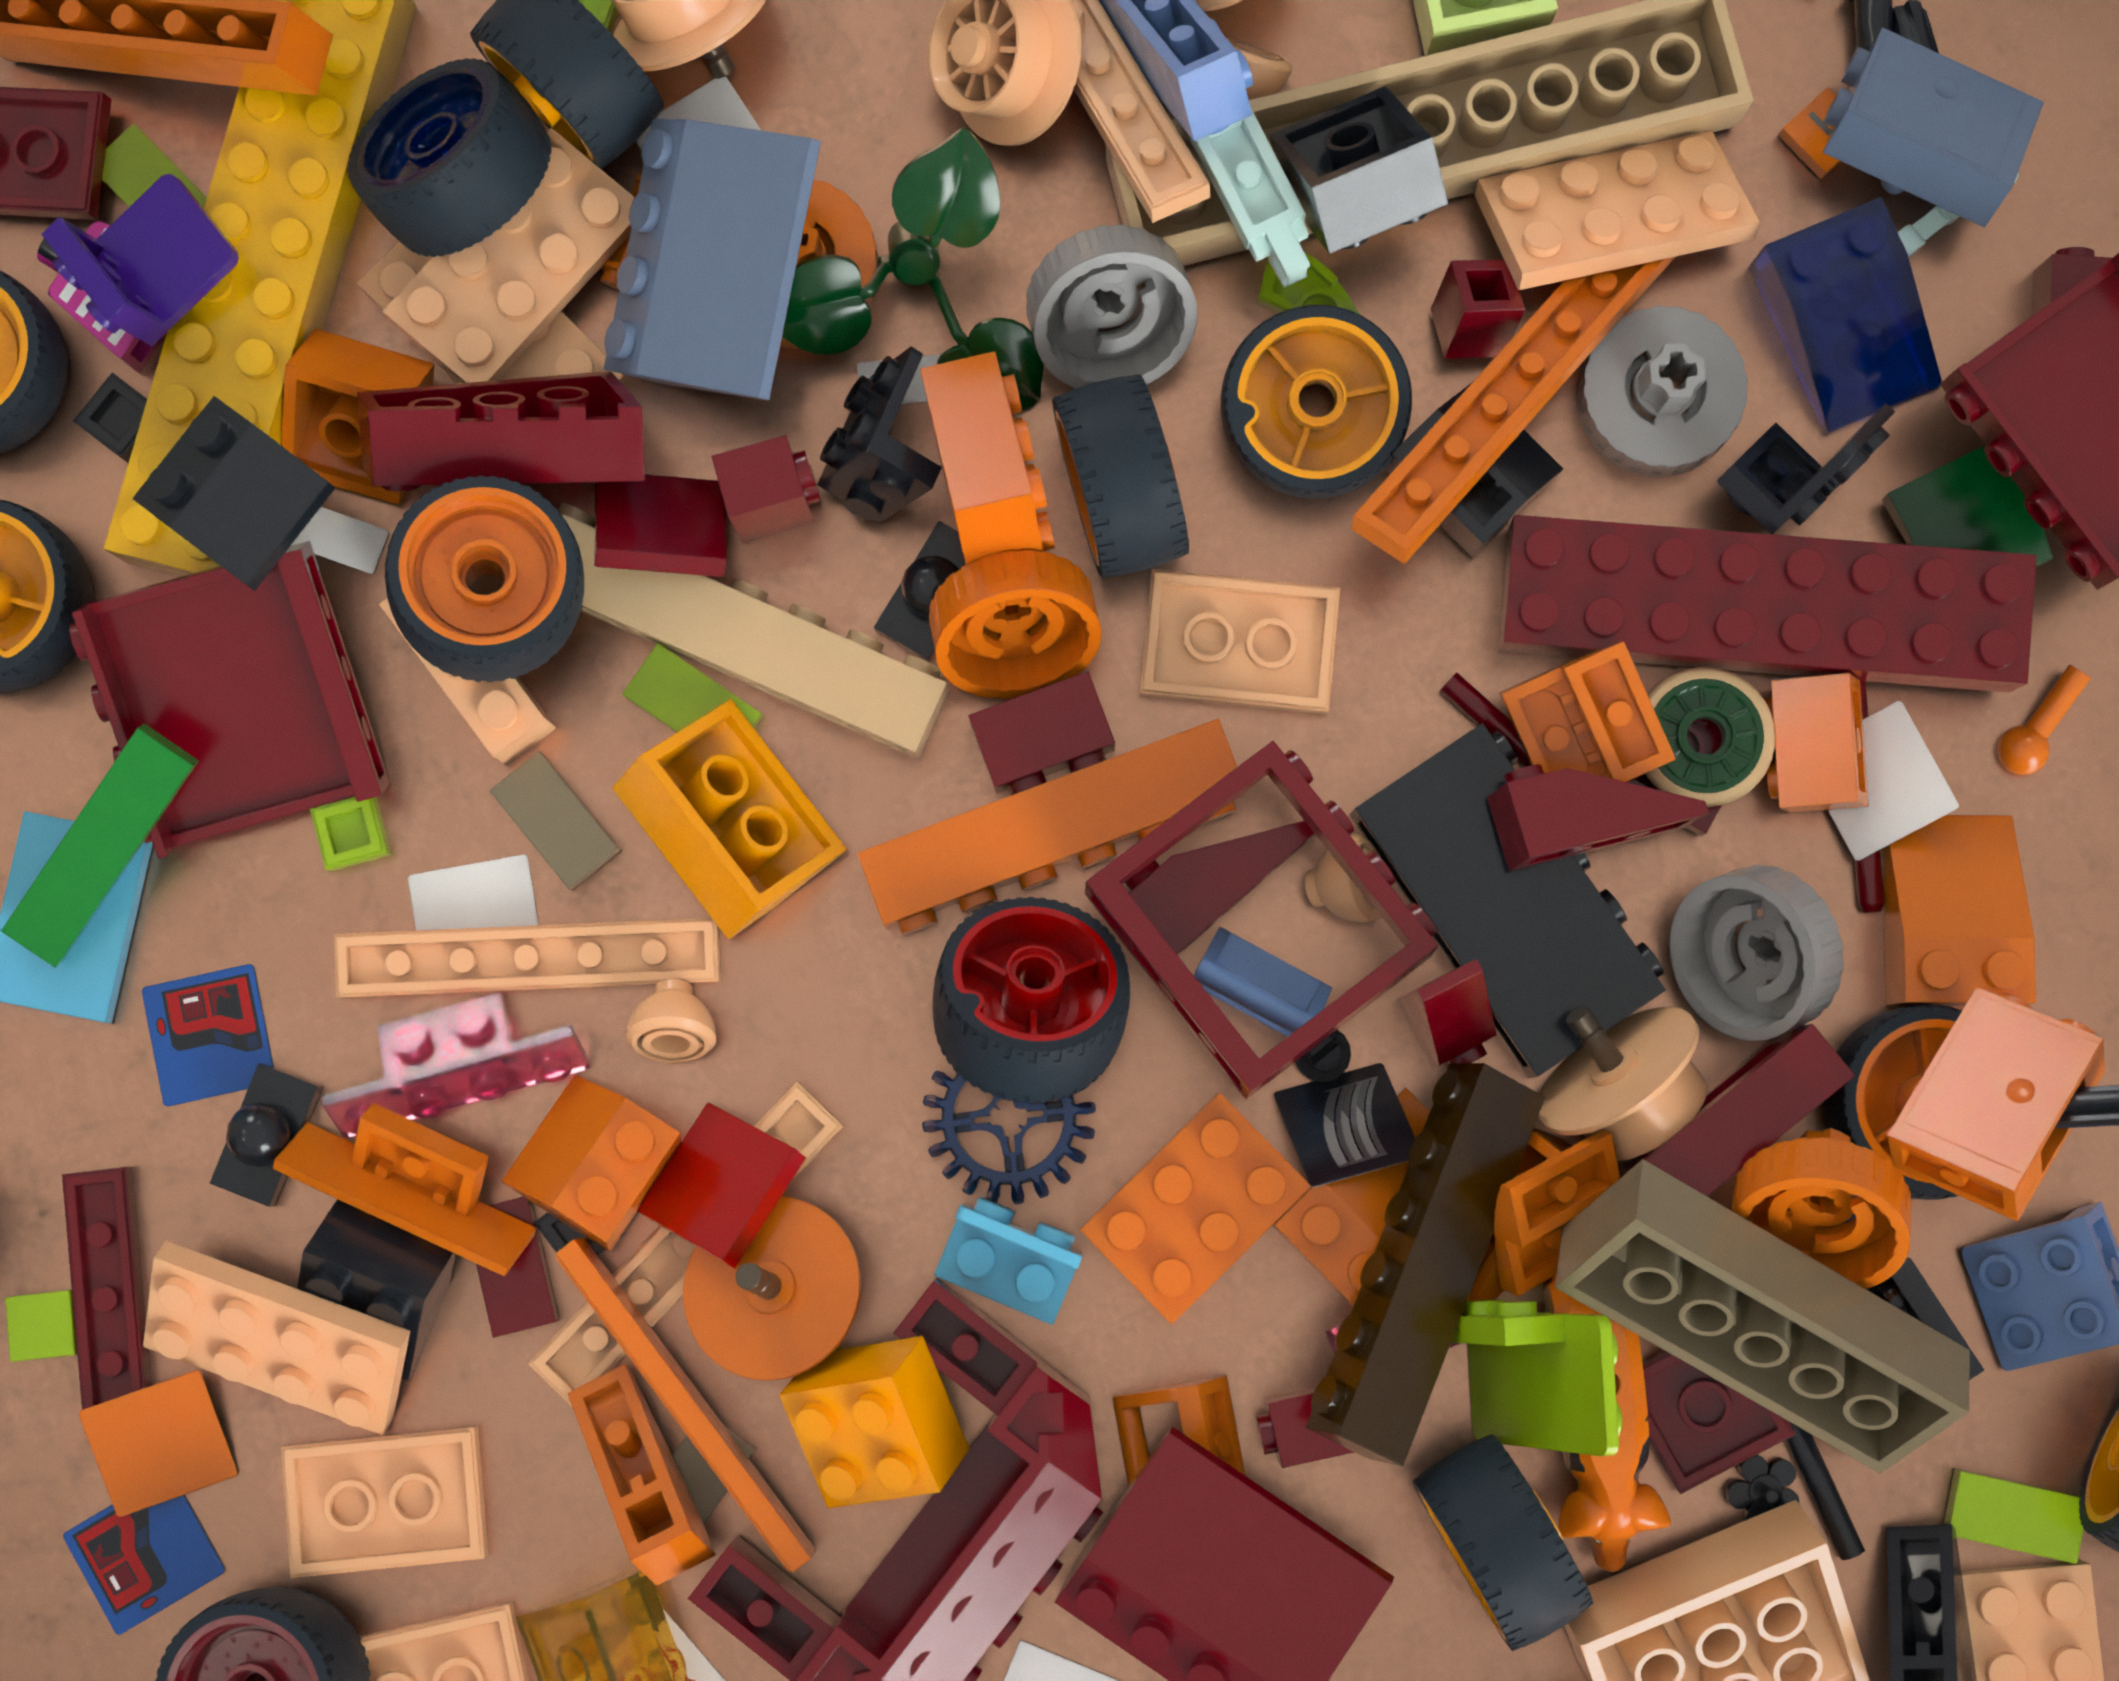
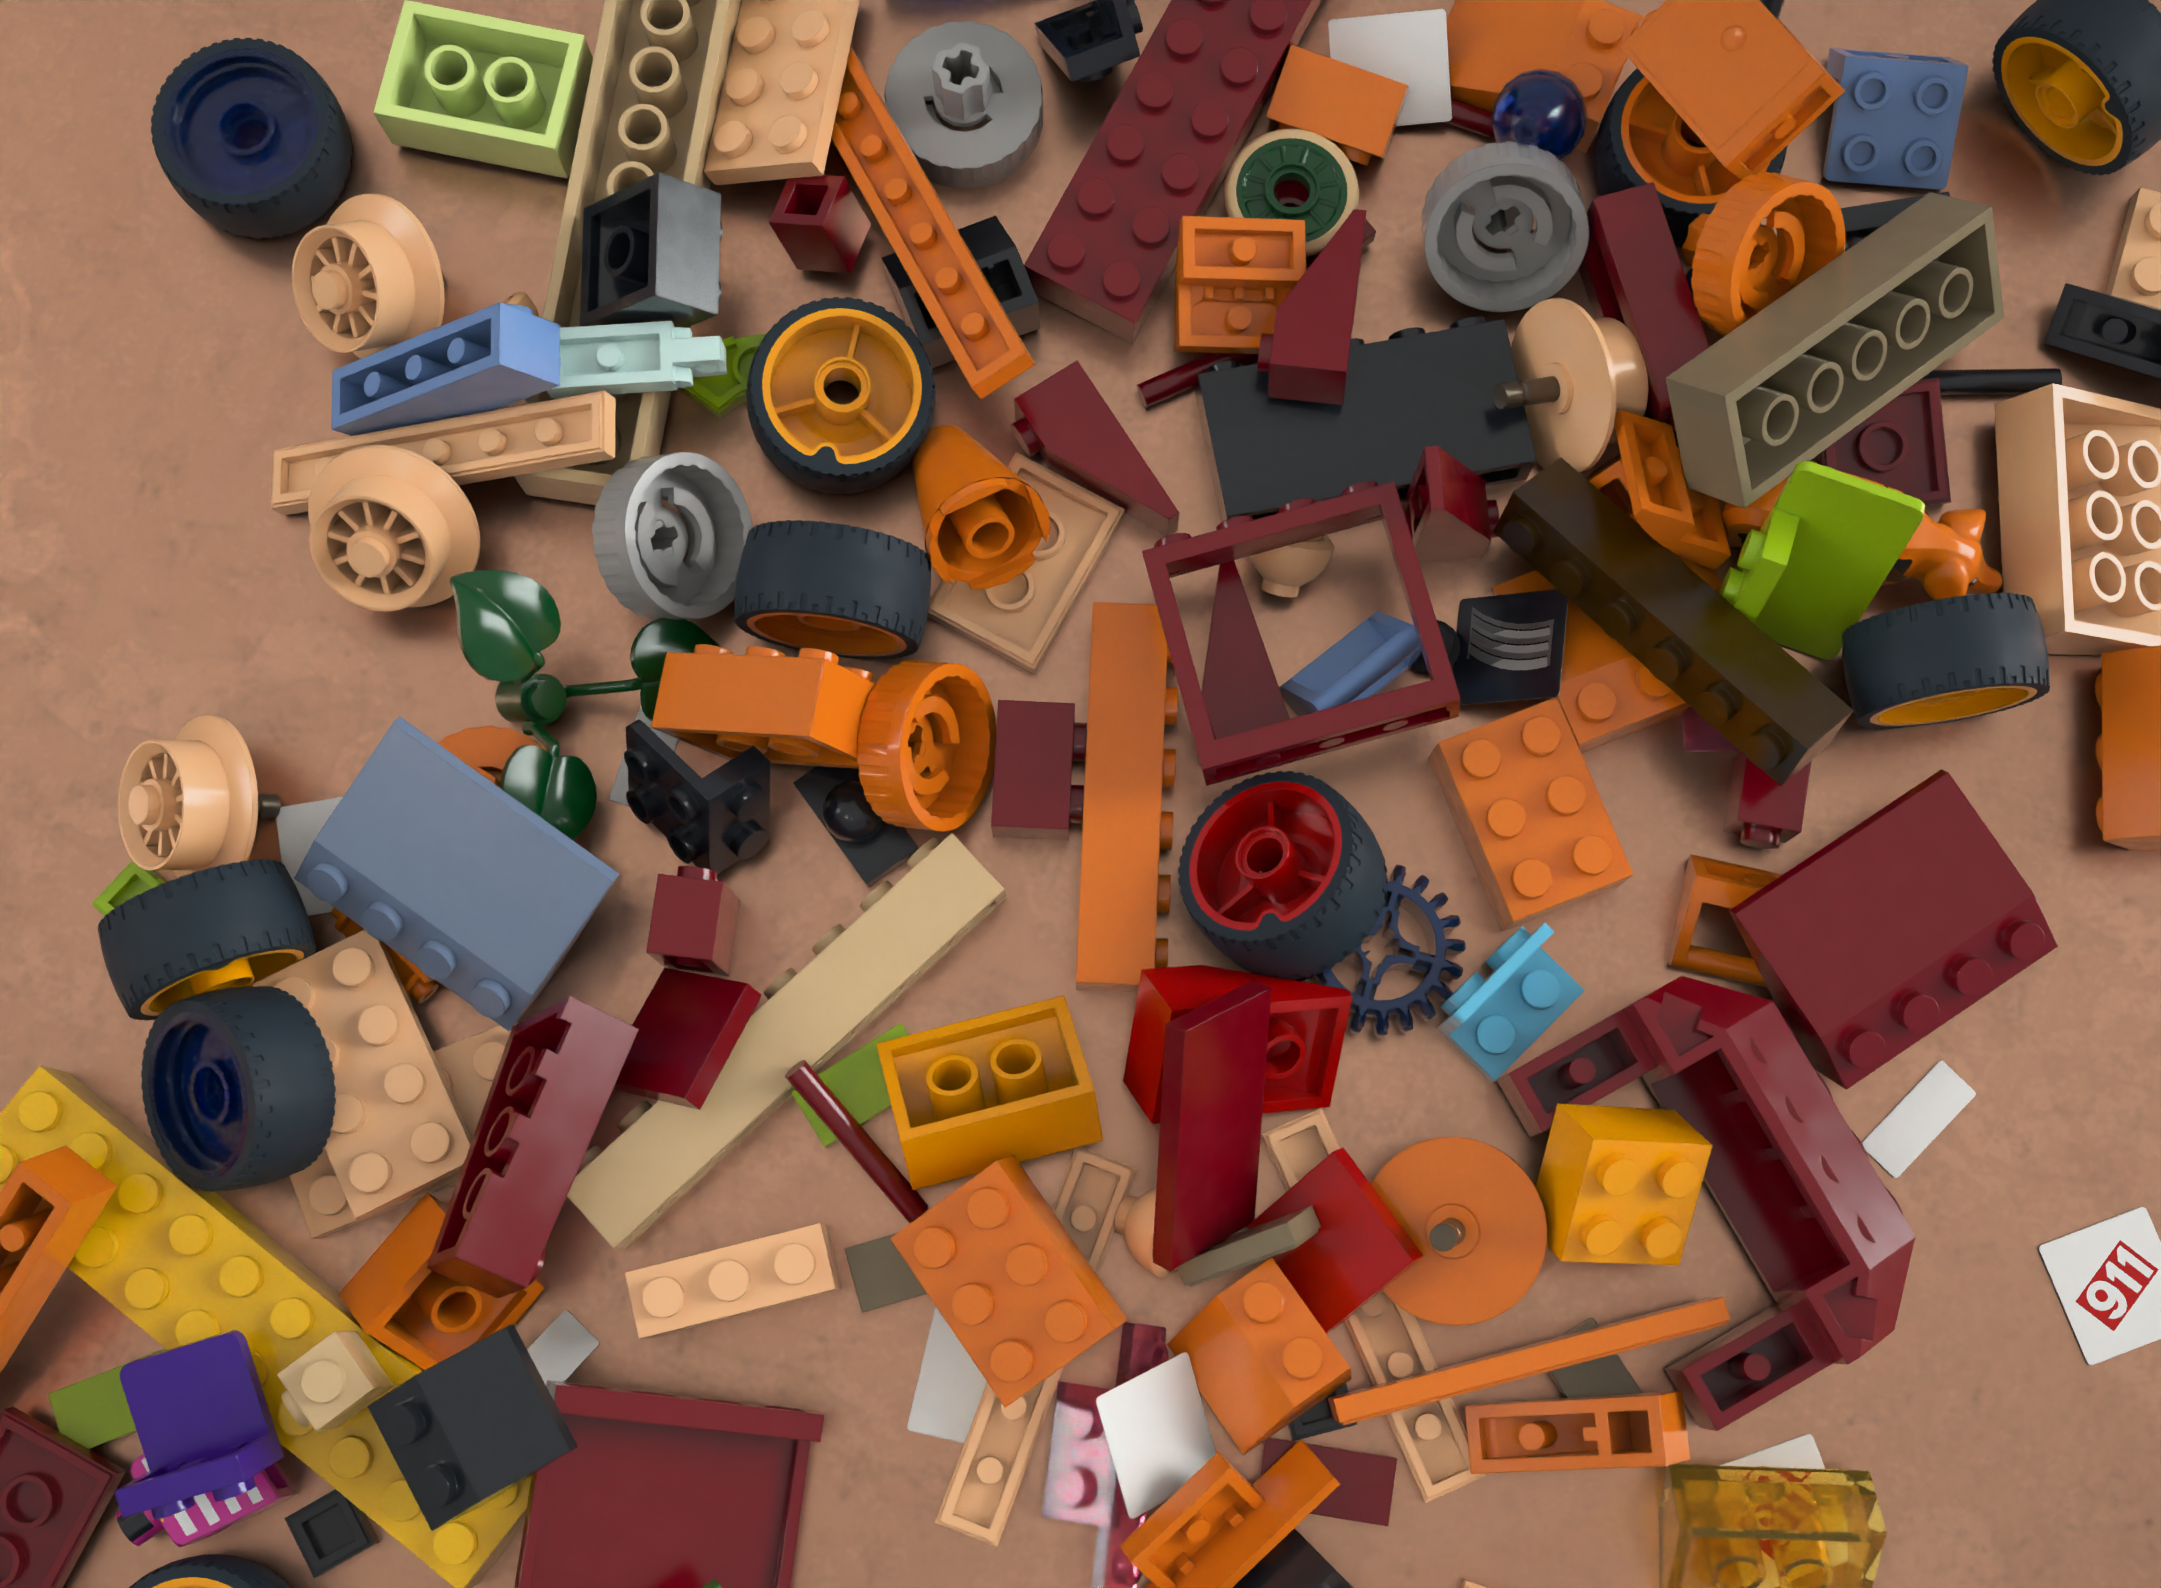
camera: 70 degrees left, 5 degrees down
(227, 358) = (333, 1381): none -> tan brick
(350, 832) = (842, 1467): lime tile -> none
(473, 532) = (626, 1186): orange wheel -> none
(486, 1096) = (1156, 1433): none -> white sticker
(562, 906) = (1008, 1279): none -> orange brick
(635, 717) = (856, 1140): none -> dark red bar
(683, 1109) = (1251, 1246): none -> dark tan tile
(770, 1026) = (1210, 1123): none -> dark red tile
(860, 1018) = (1303, 1033): none -> red slope
(1256, 570) = (975, 511): none -> orange cone
(1376, 642) = (1087, 445): none -> dark red slope
(1764, 1486) = (1971, 430): black plant -> none
(1885, 941) = (1540, 111): none -> clear blue helmet
(2015, 1516) = (2074, 232): lime tile -> none

